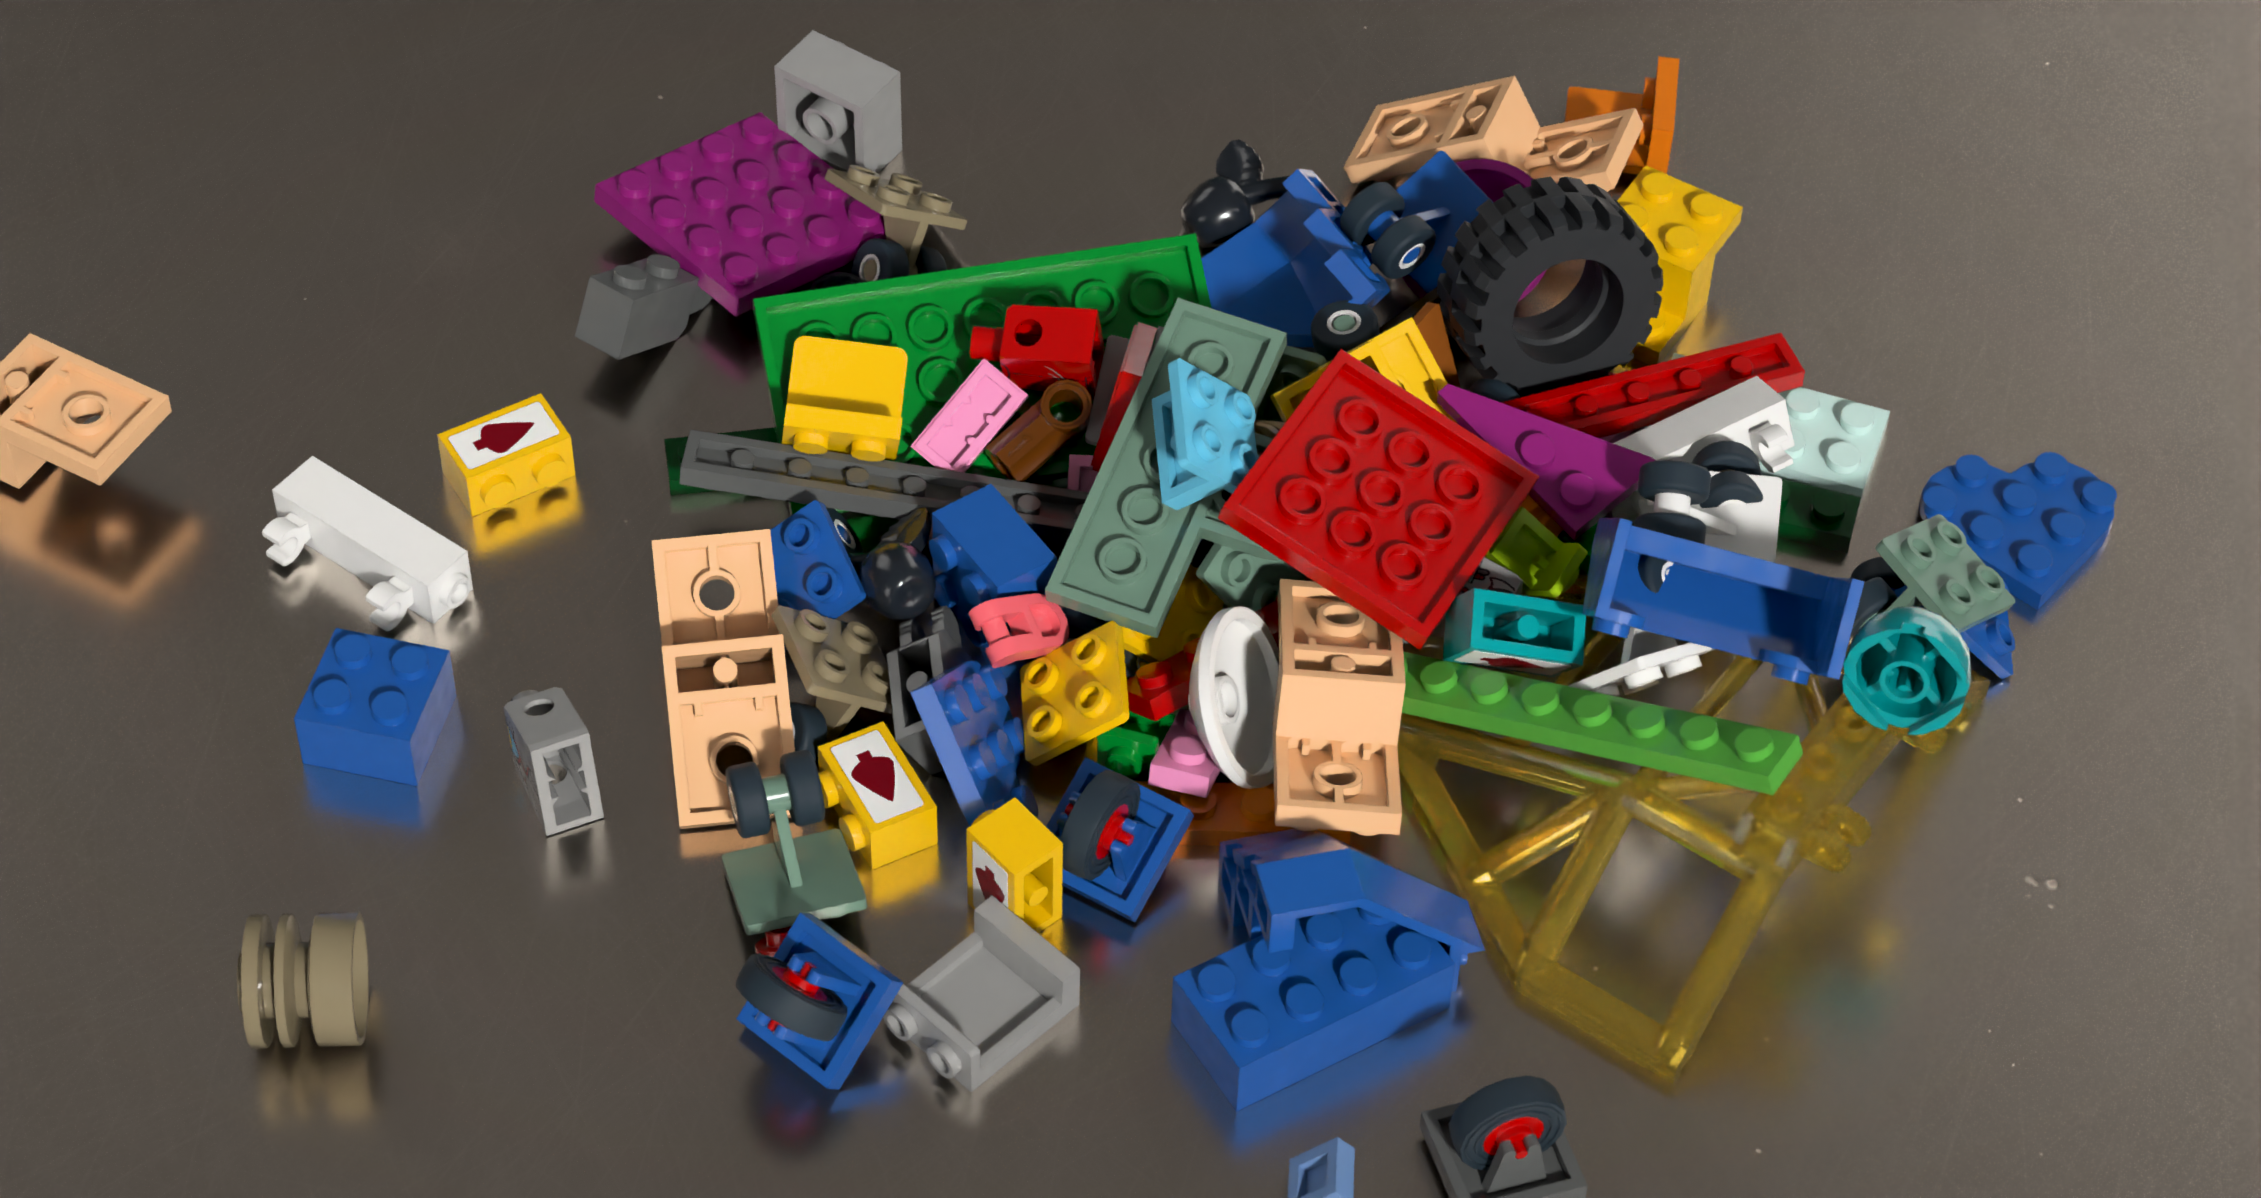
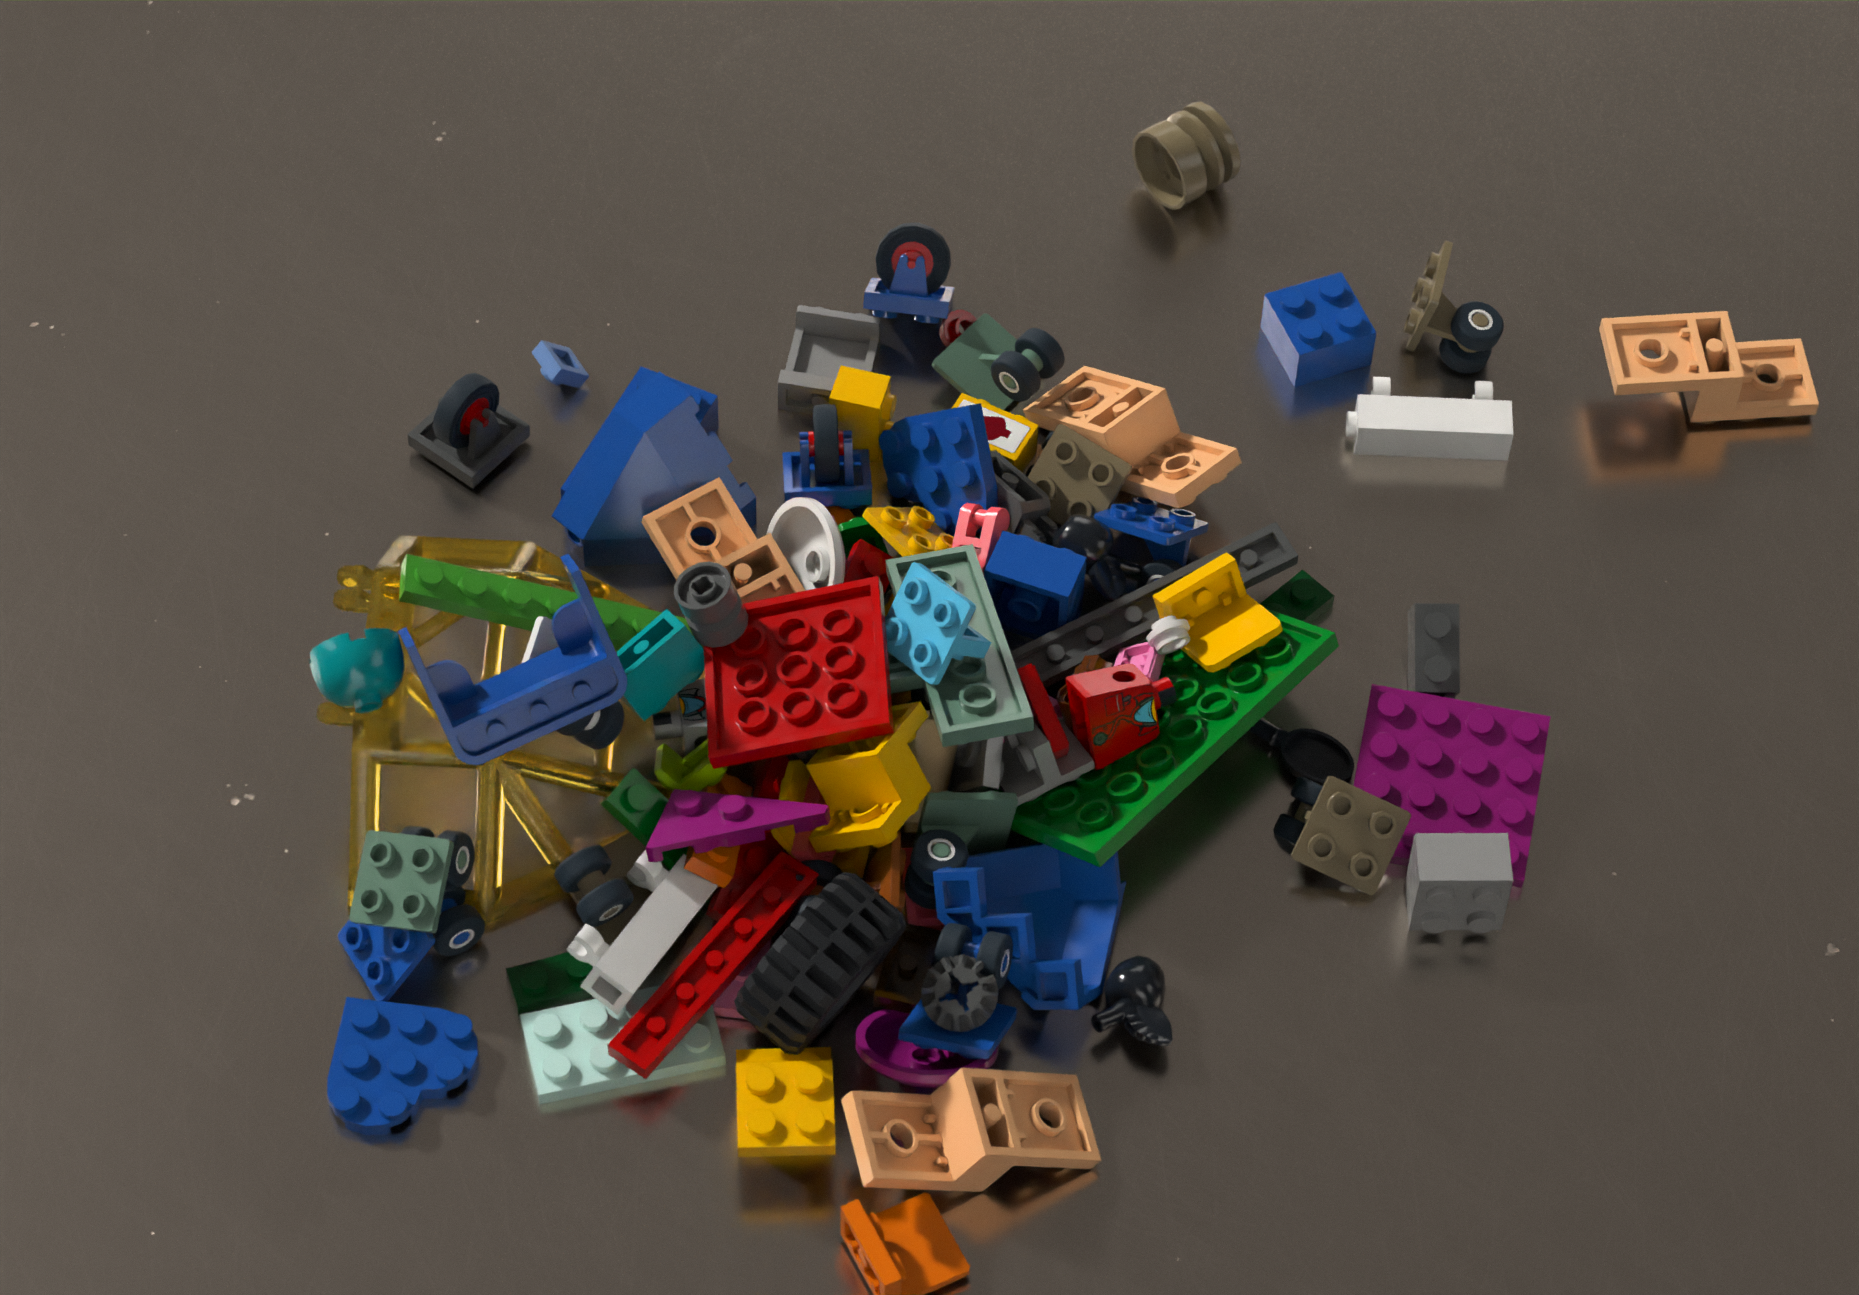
camera: 145 degrees right, 5 degrees up
(227, 638) = (1466, 331): none -> plate
(506, 455) = (1413, 523): yellow brick -> none
(550, 732) = (1189, 348): light grey torso -> none
(919, 397) = (1169, 634): none -> white plate
(1431, 585) = (711, 604): none -> dark grey wheel
(1433, 197) = (949, 1013): none -> dark grey gear
(1677, 494) = (610, 800): plate -> none

